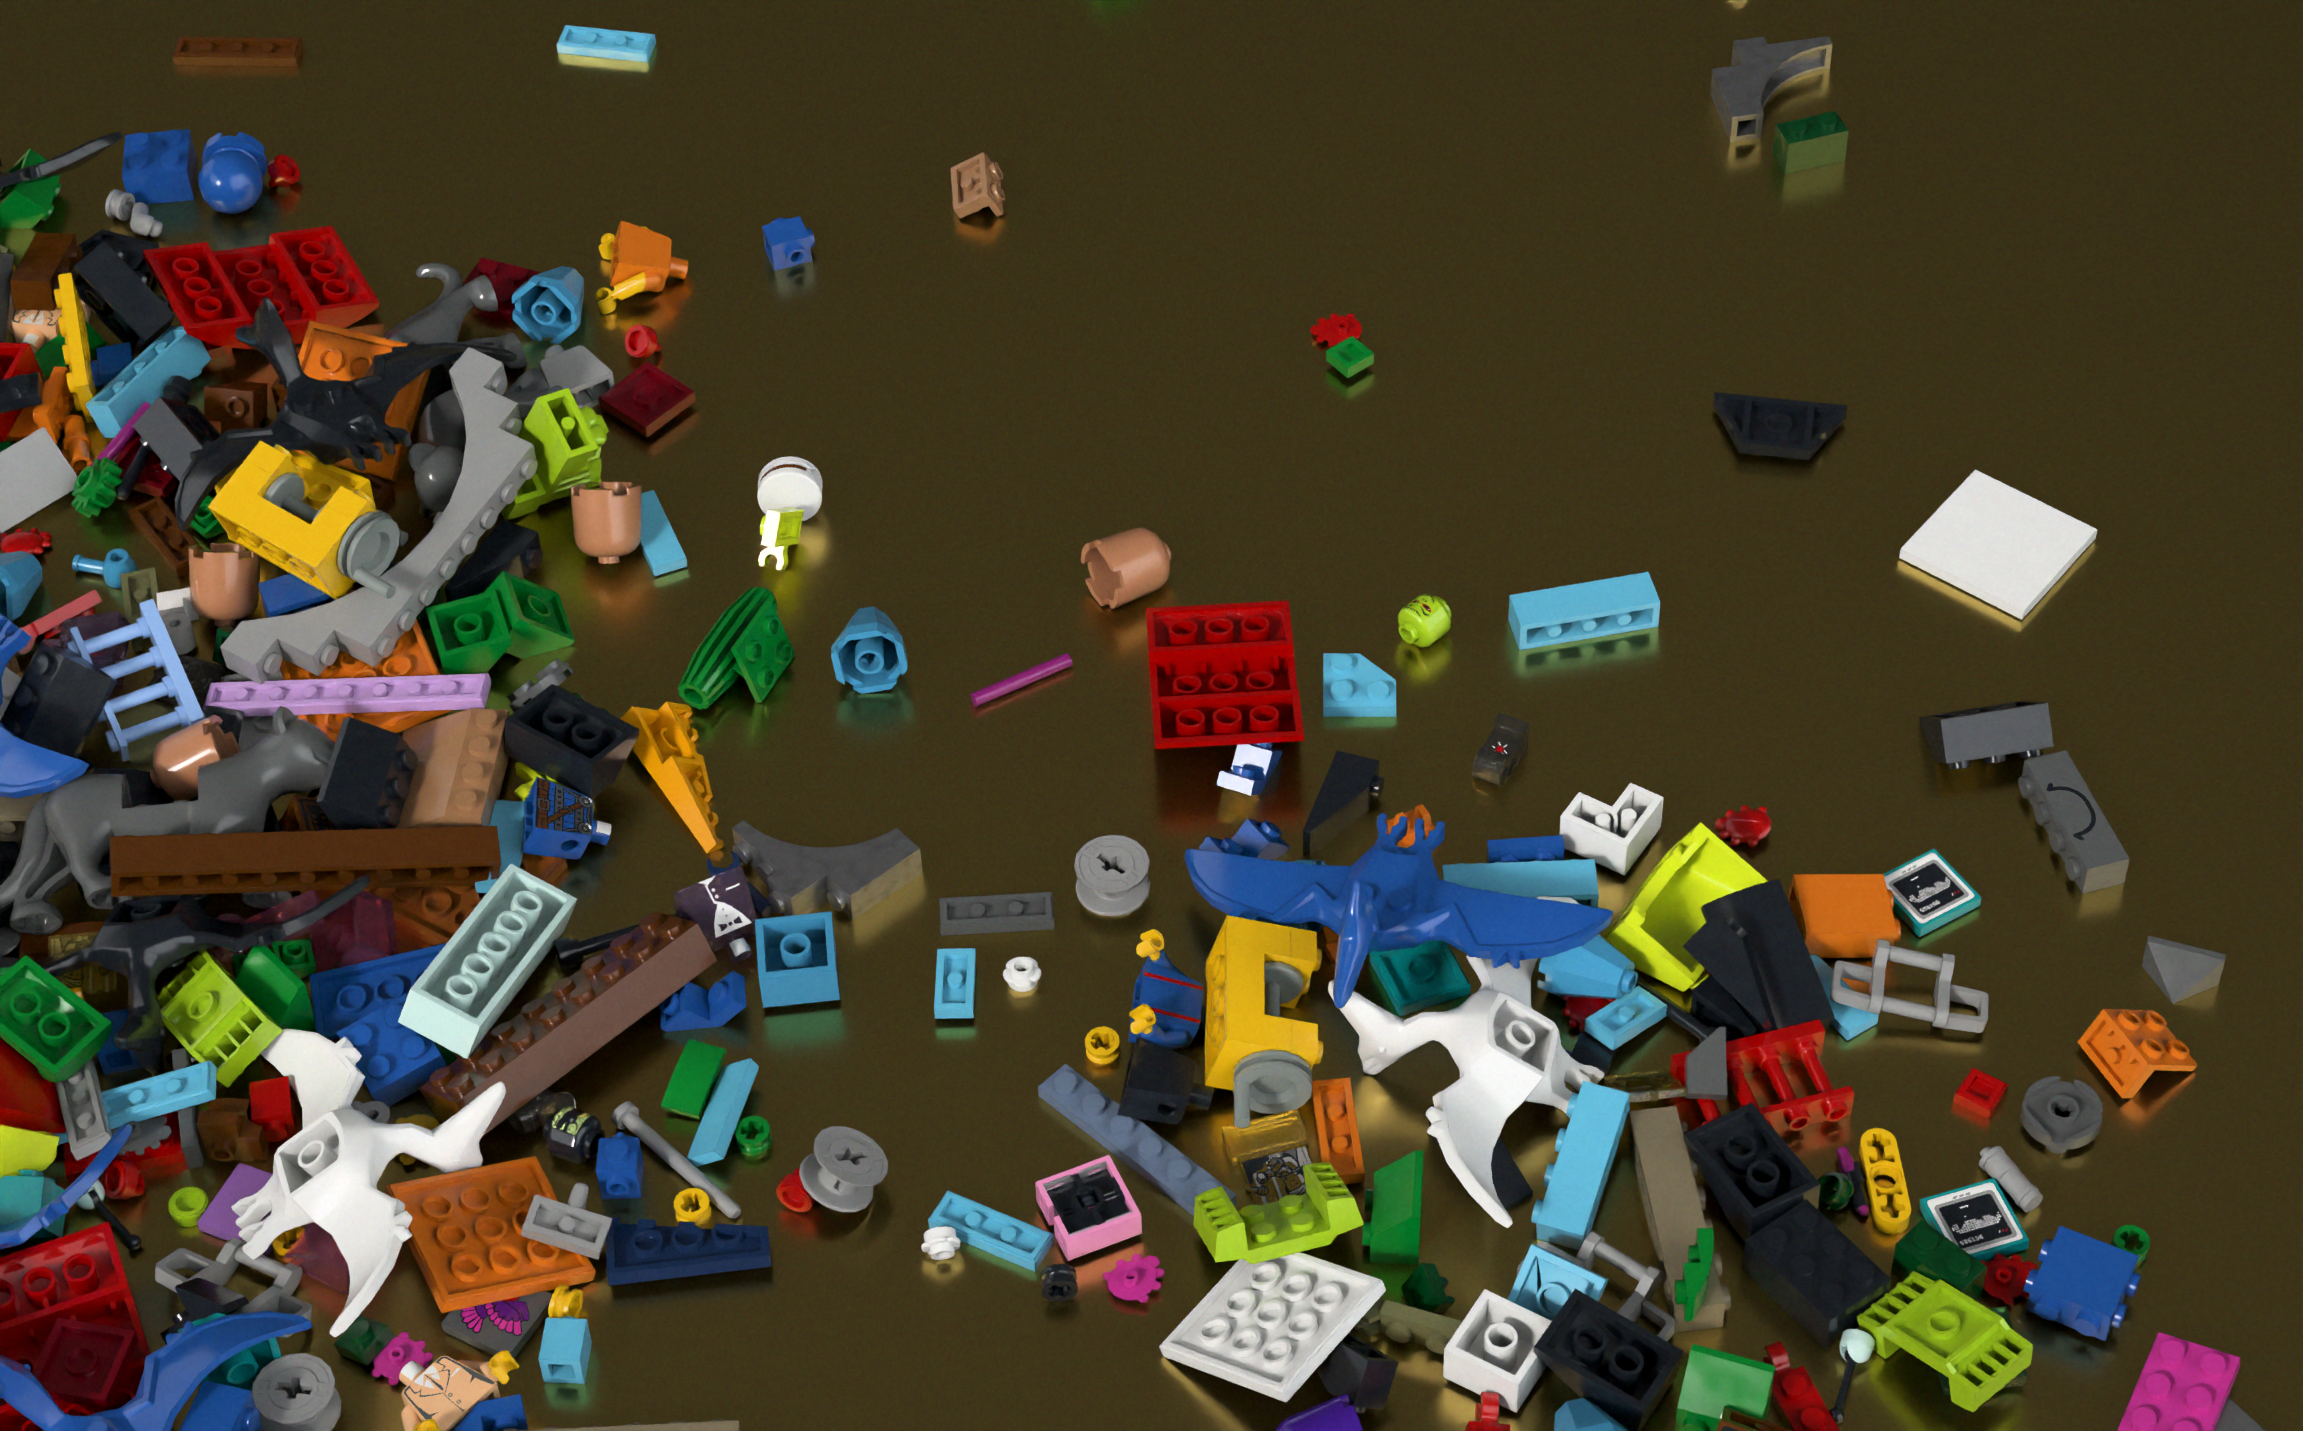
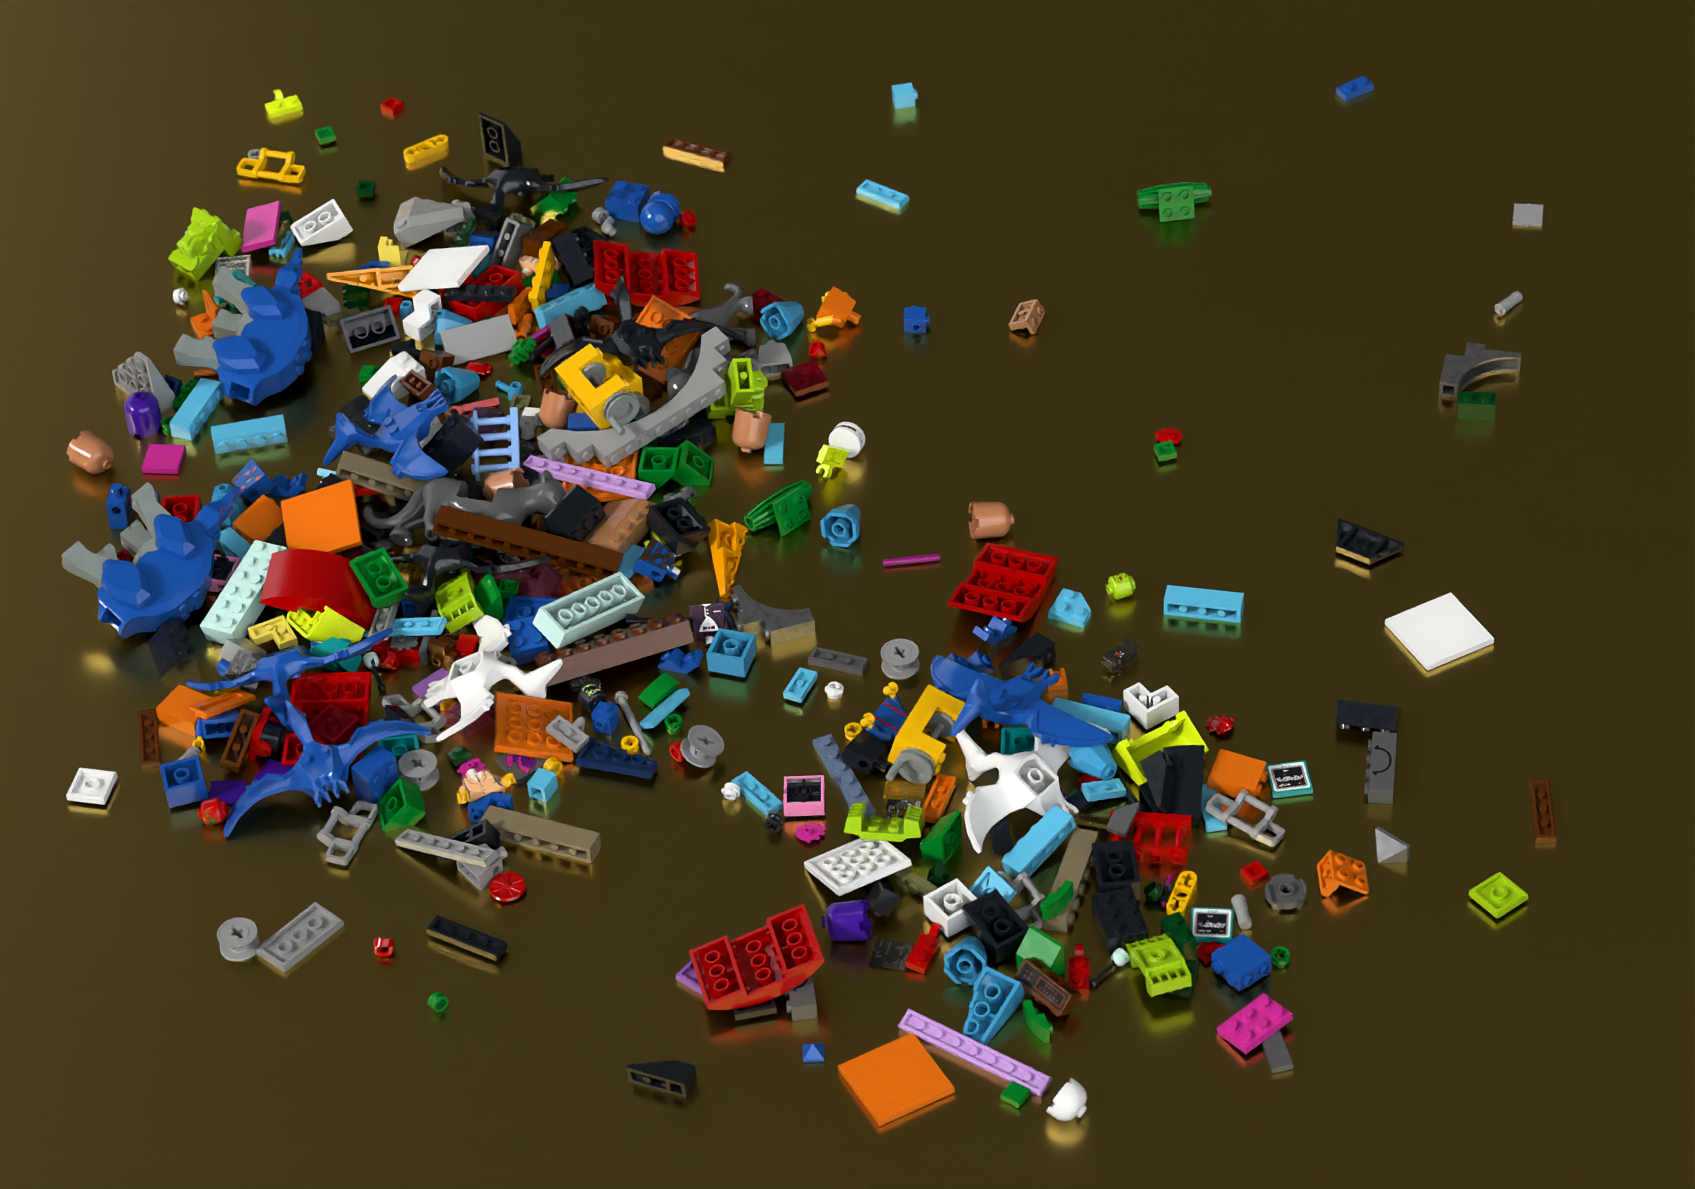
camera: 25 degrees right, 5 degrees down
(188, 1206) = (411, 678): lime tile -> none

